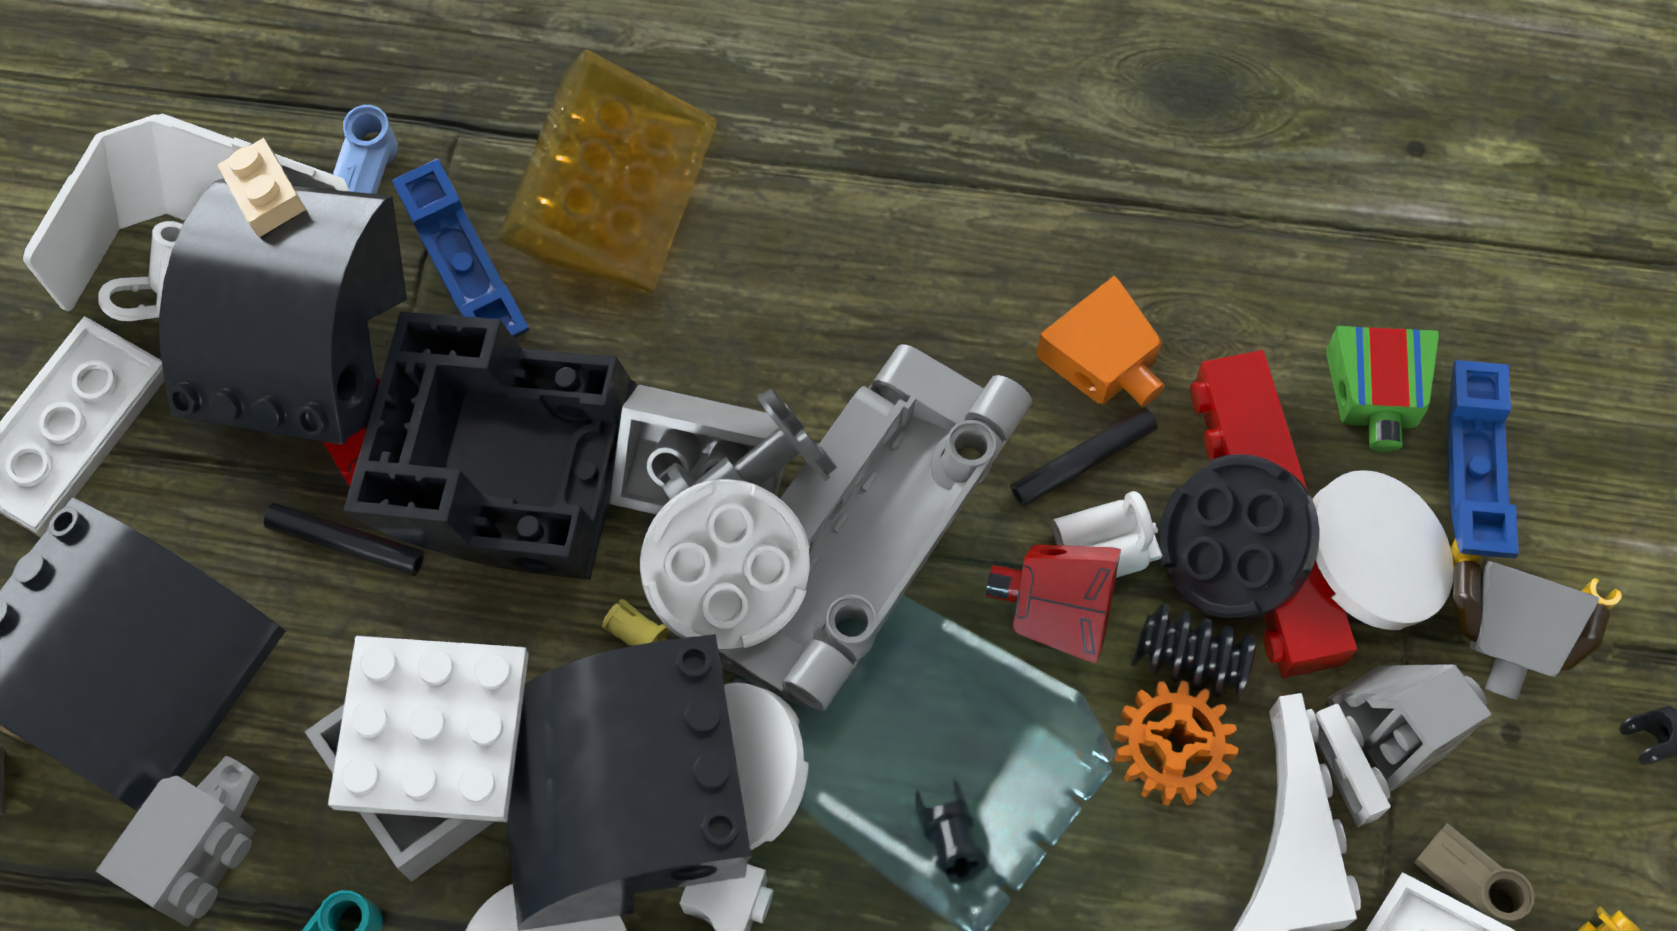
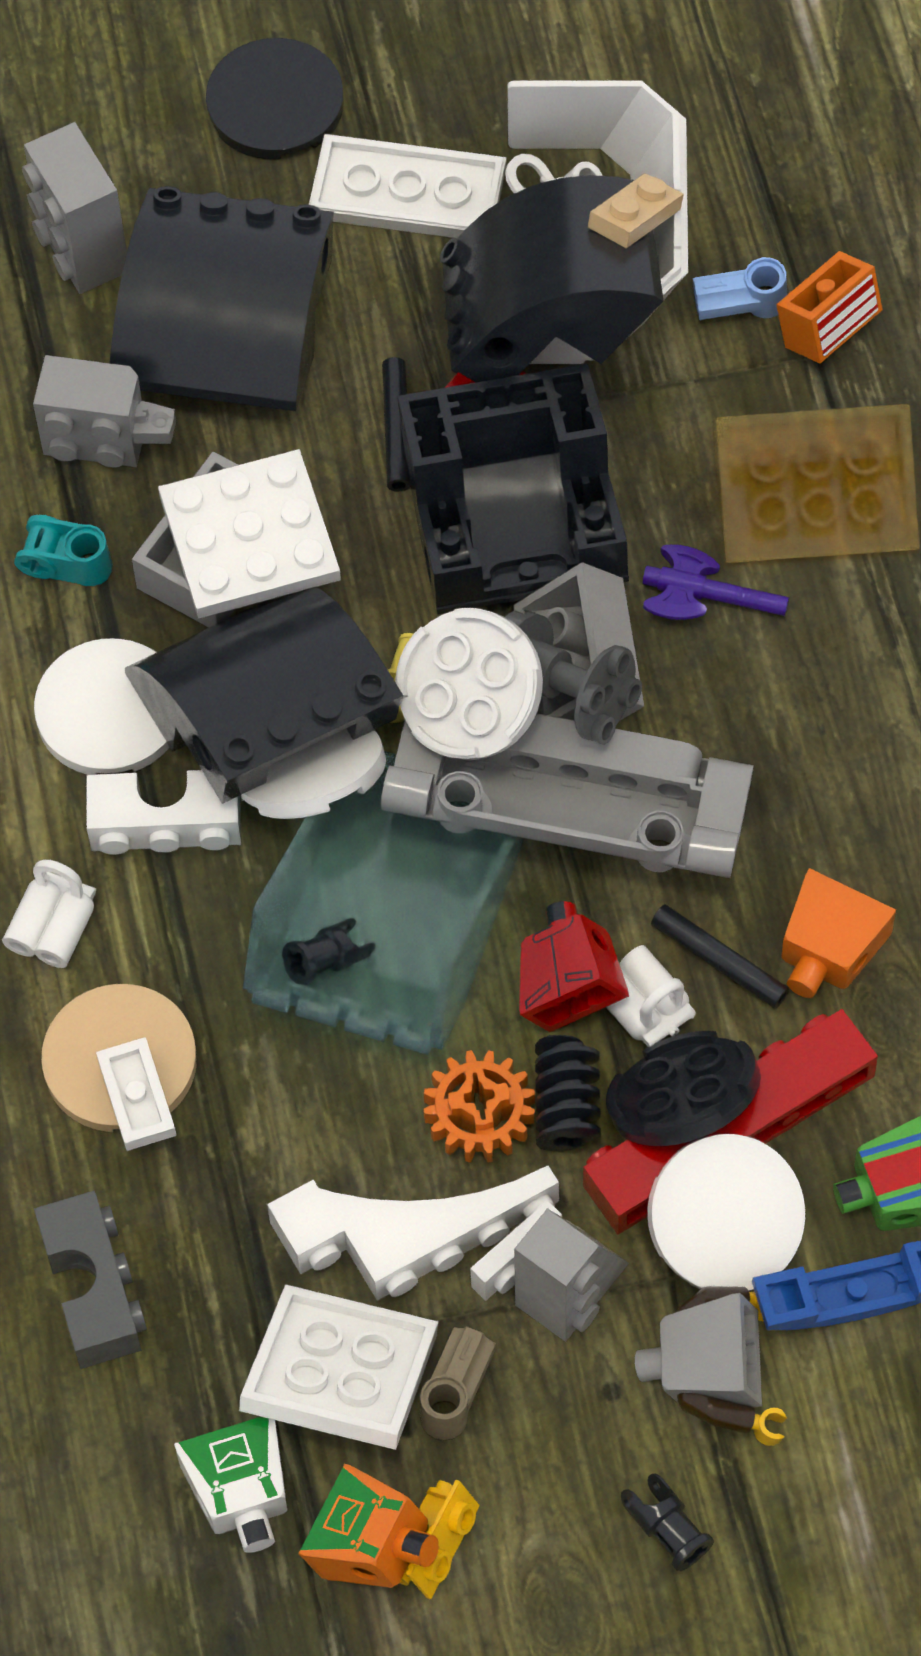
camera: 70 degrees right, 5 degrees down
(427, 86) = (829, 307): none -> orange brick
(456, 247) = (686, 403): blue slope -> none
(664, 334) = (688, 582): none -> dark purple piece

